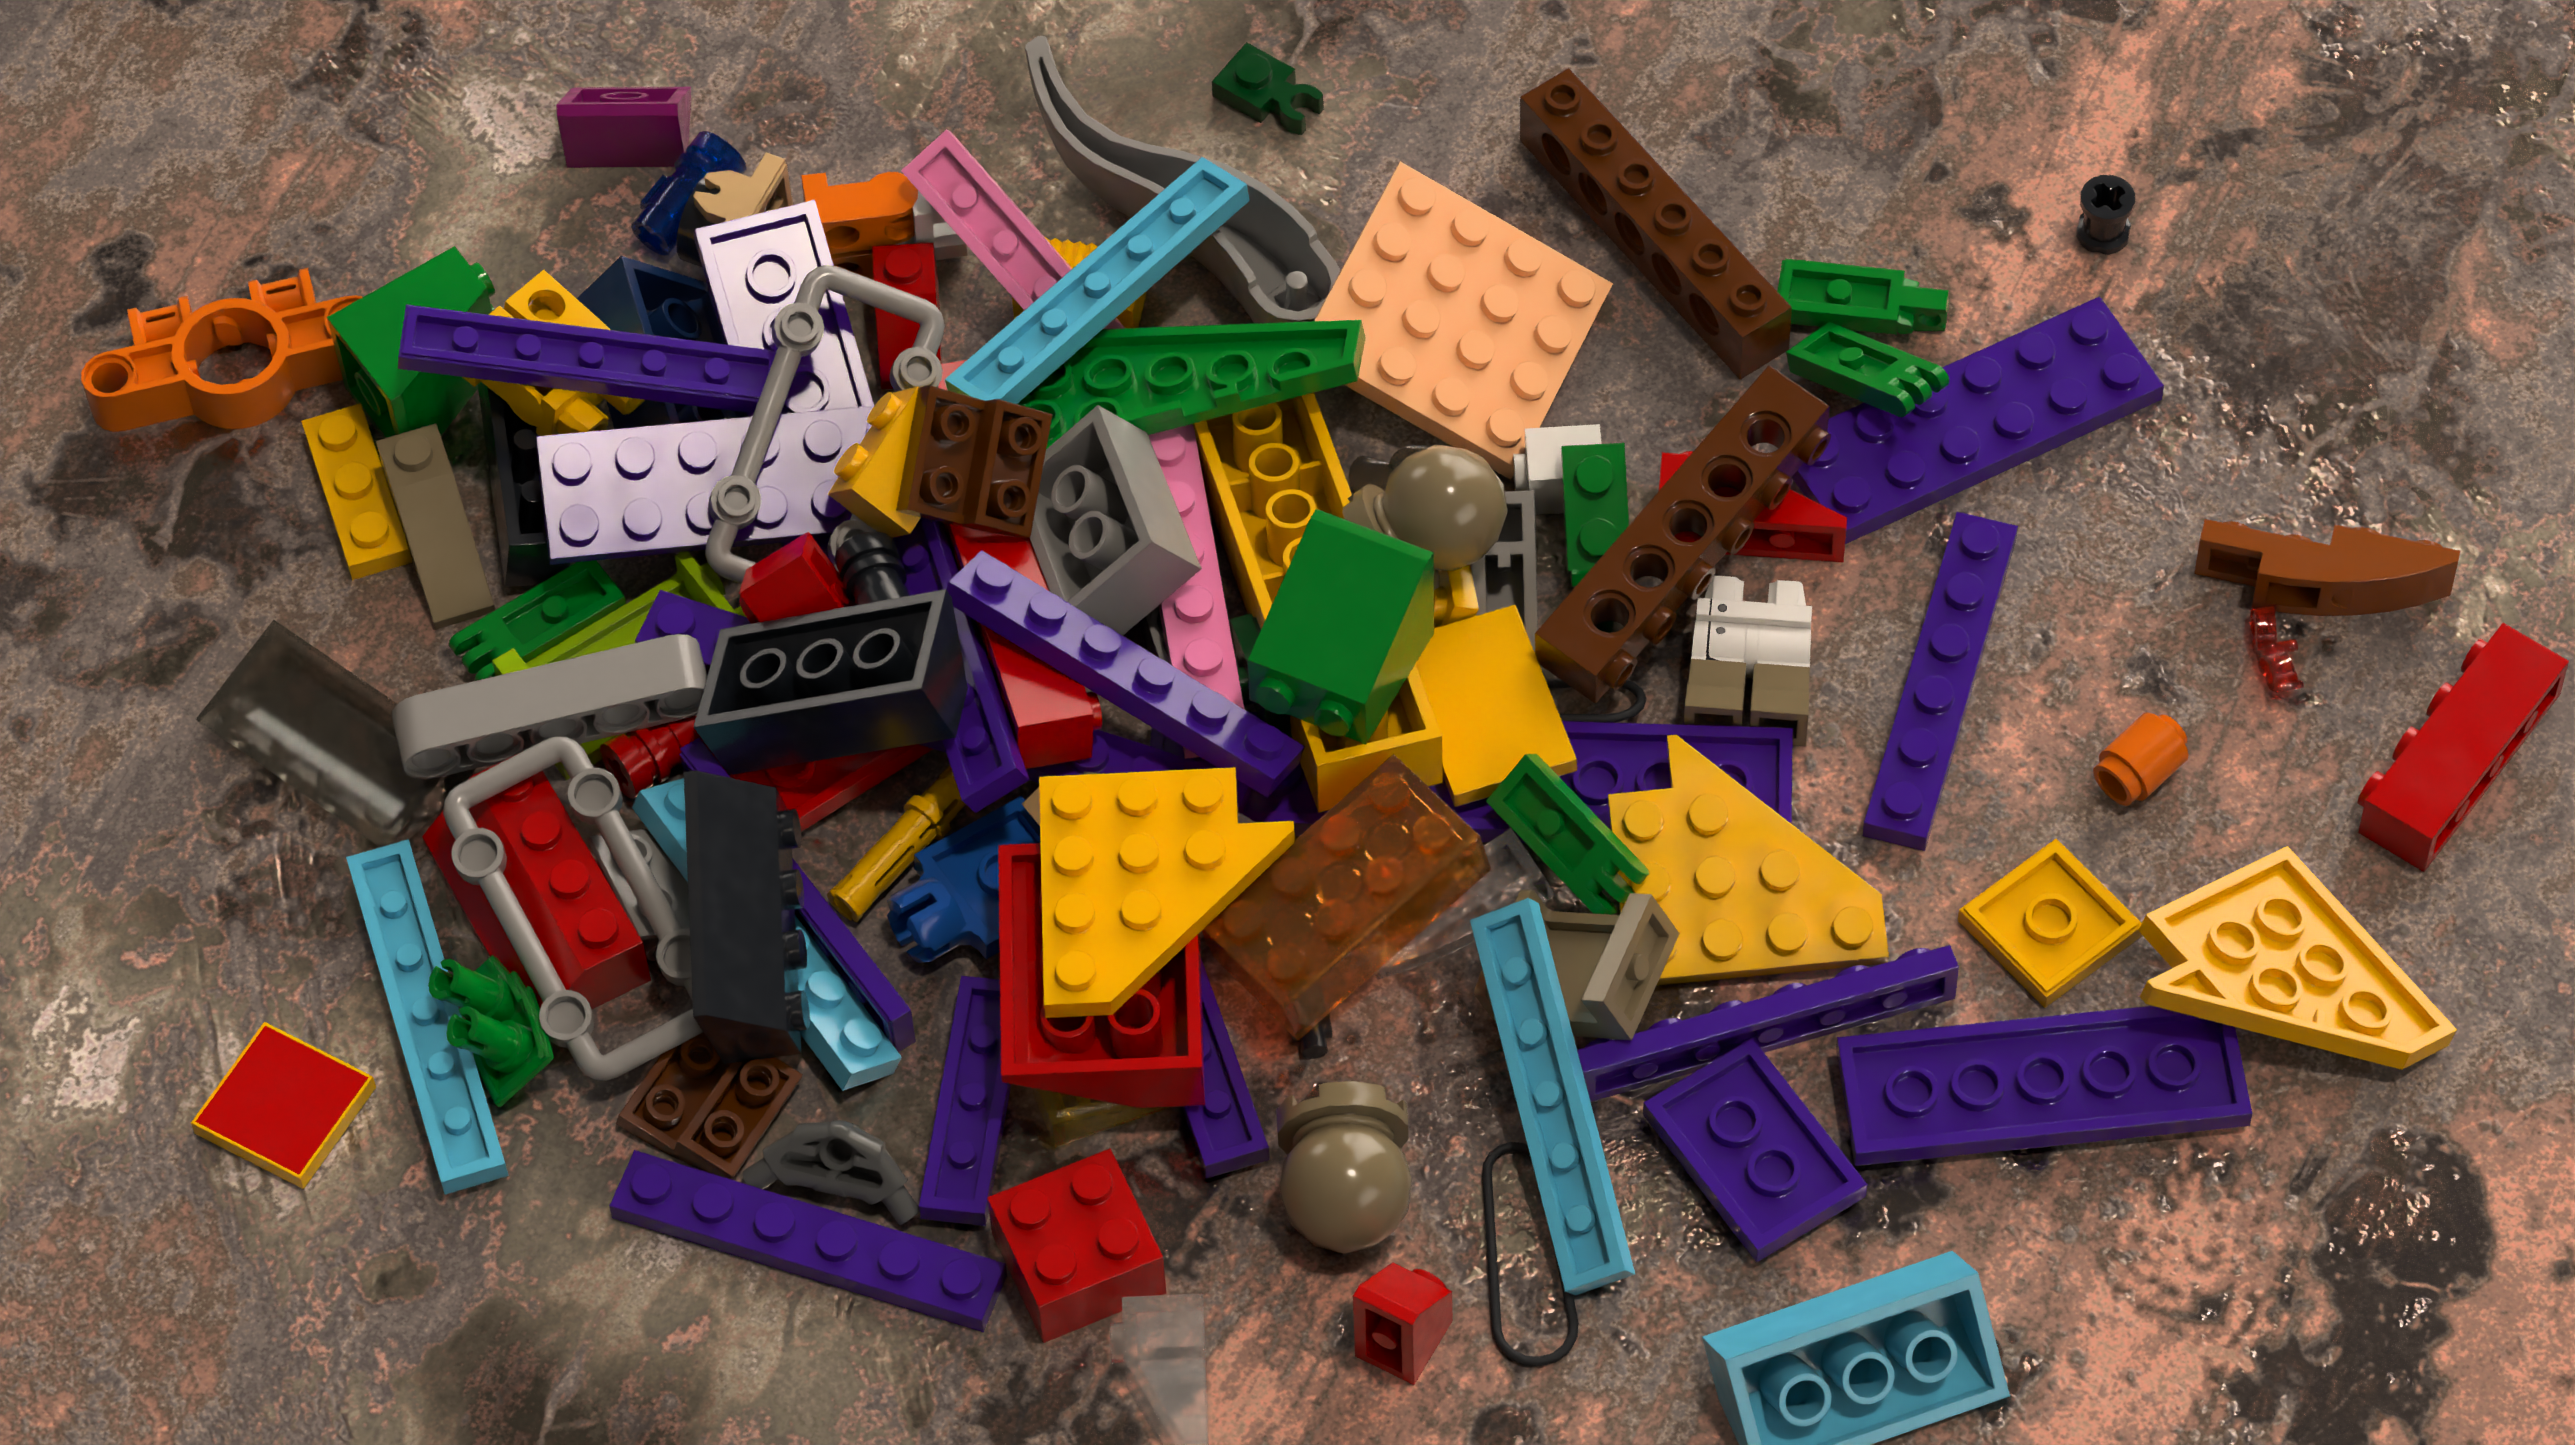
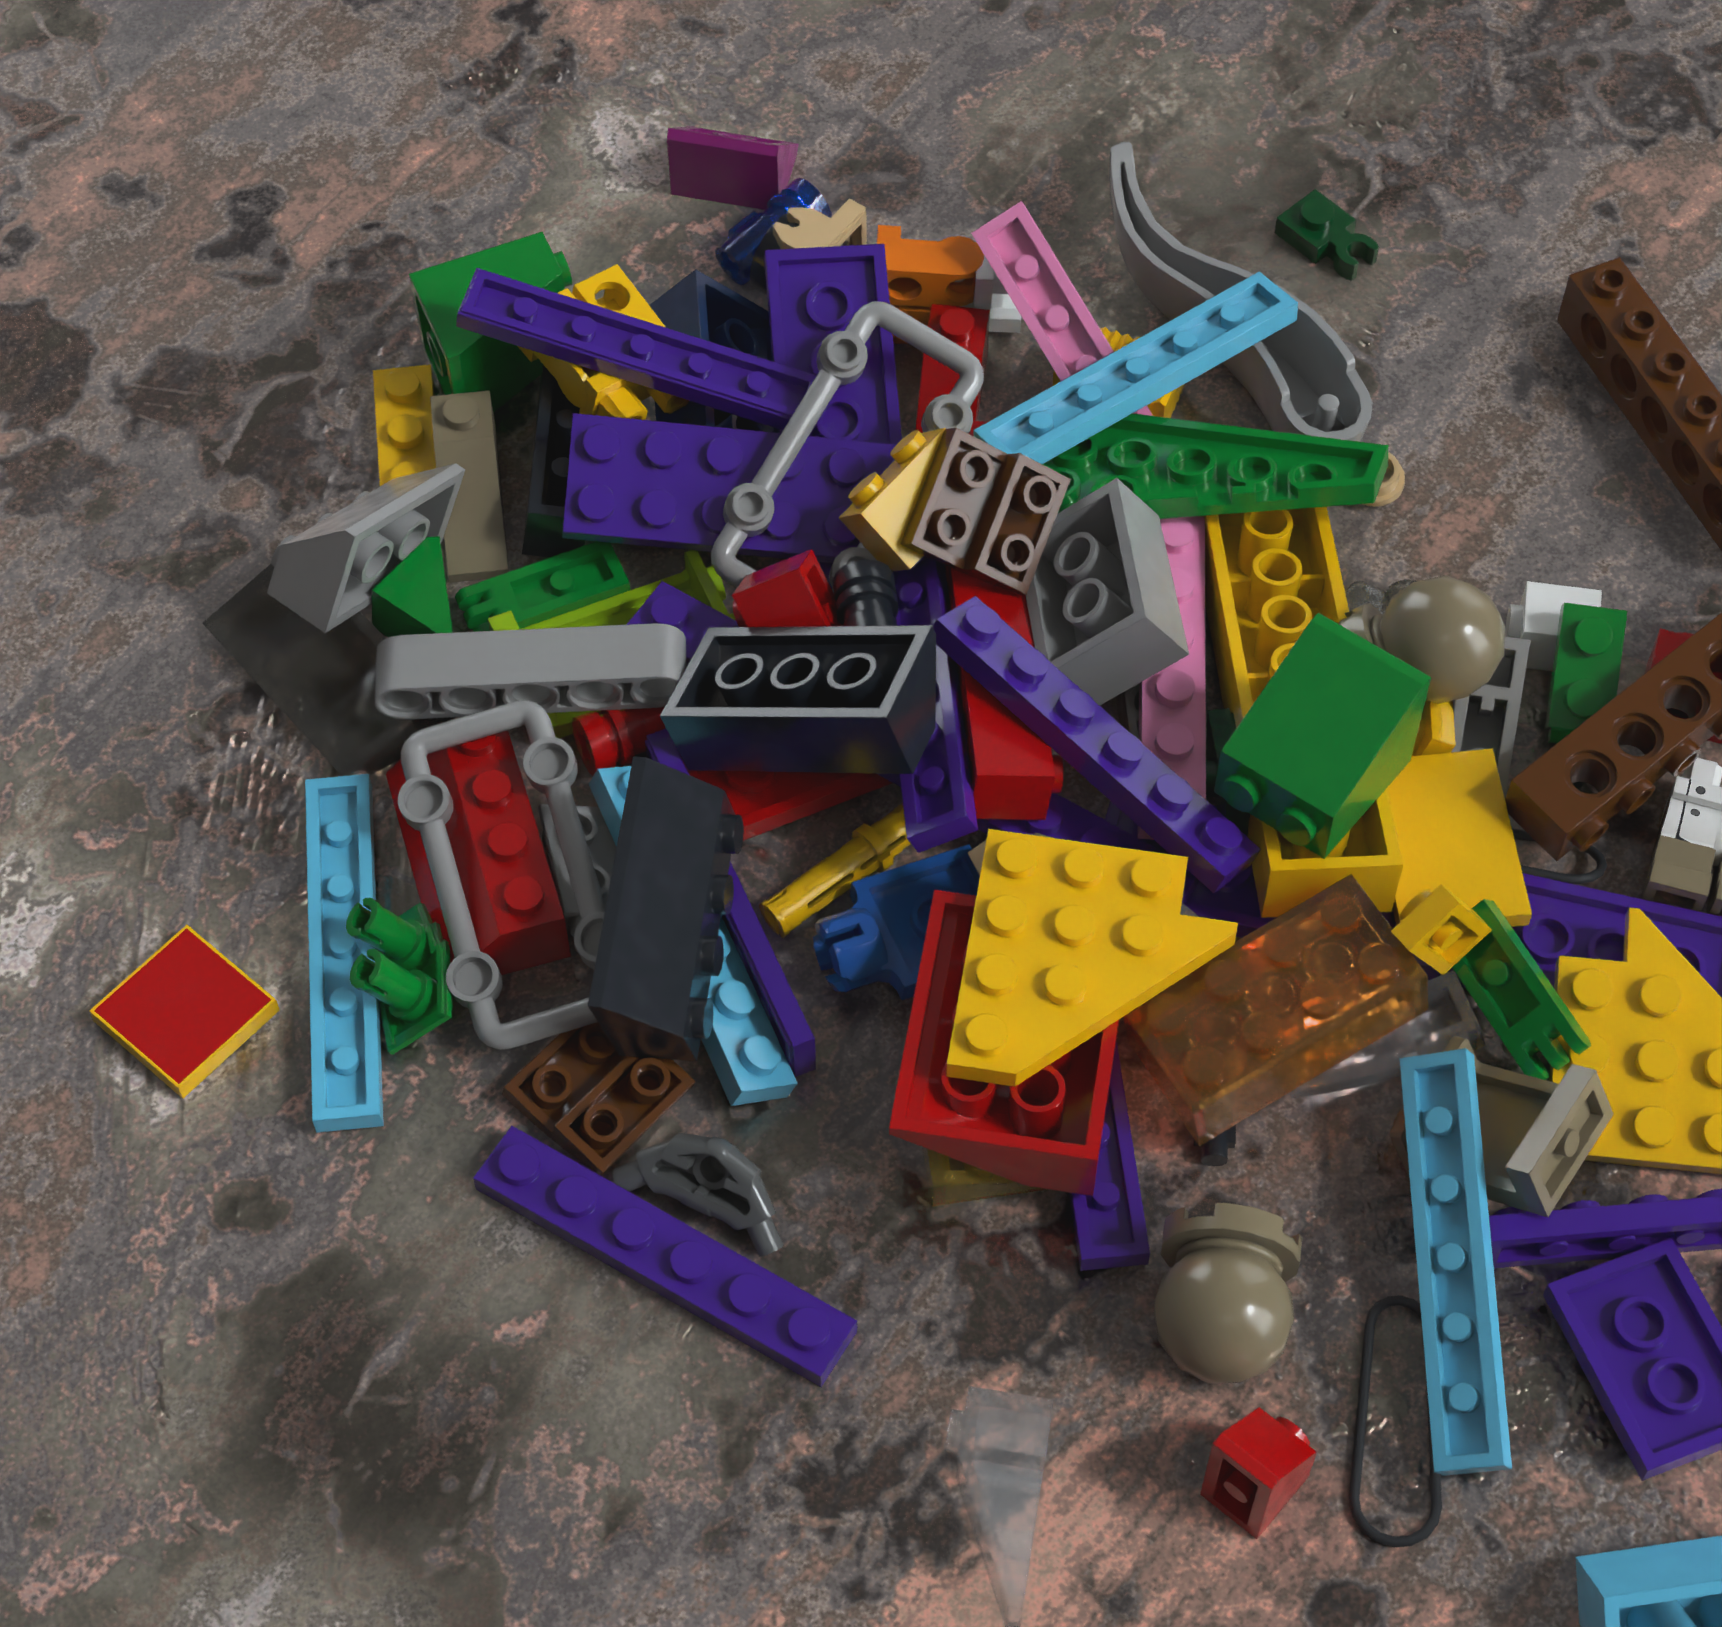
camera: 10 degrees right, 0 degrees up
(161, 373) = (259, 302): orange piece -> none
(350, 610) = (346, 554): none -> light grey slope
(410, 652) = (414, 595): none -> green slope
(968, 1111) = (851, 1155): dark purple plate -> none
(1076, 1244) = (934, 1317): red brick -> none
(1461, 317) = (1481, 465): light nougat plate -> none
(1486, 790) = (1439, 928): none -> yellow plate

